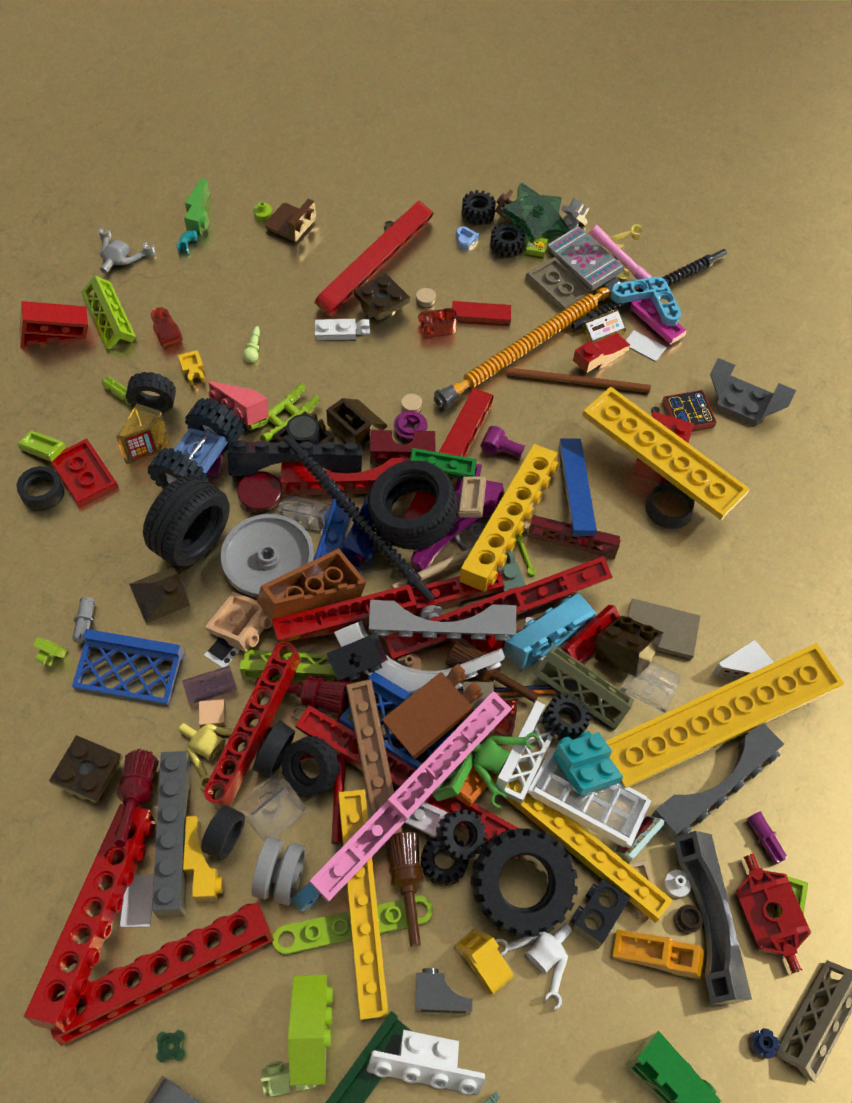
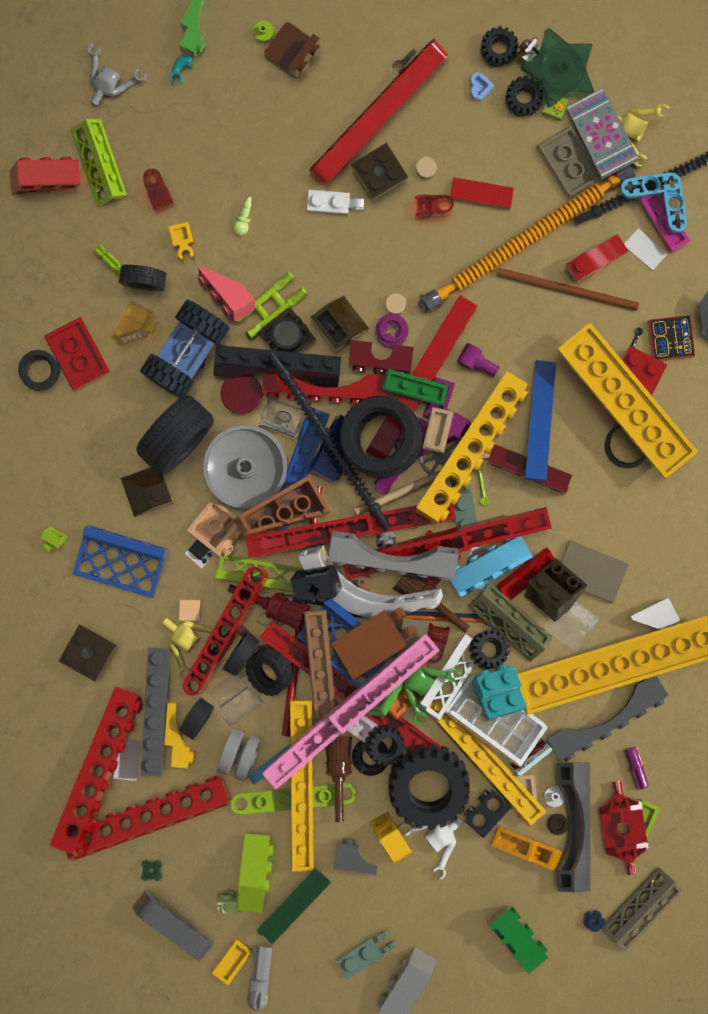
camera: 10 degrees right, 25 degrees up
(41, 445) = (38, 322): lime tile -> none
(83, 619) = (81, 512): light grey axle -> none
(134, 788) = (127, 675): dark red piece -> none
(209, 685) = (188, 585): plate -> none
(426, 1061) = (339, 904): white bracket -> none
(575, 213) = (603, 71): light grey hips -> none
(603, 326) = (606, 226): slope -> none
(604, 240) = (625, 123): bright pink piece -> none

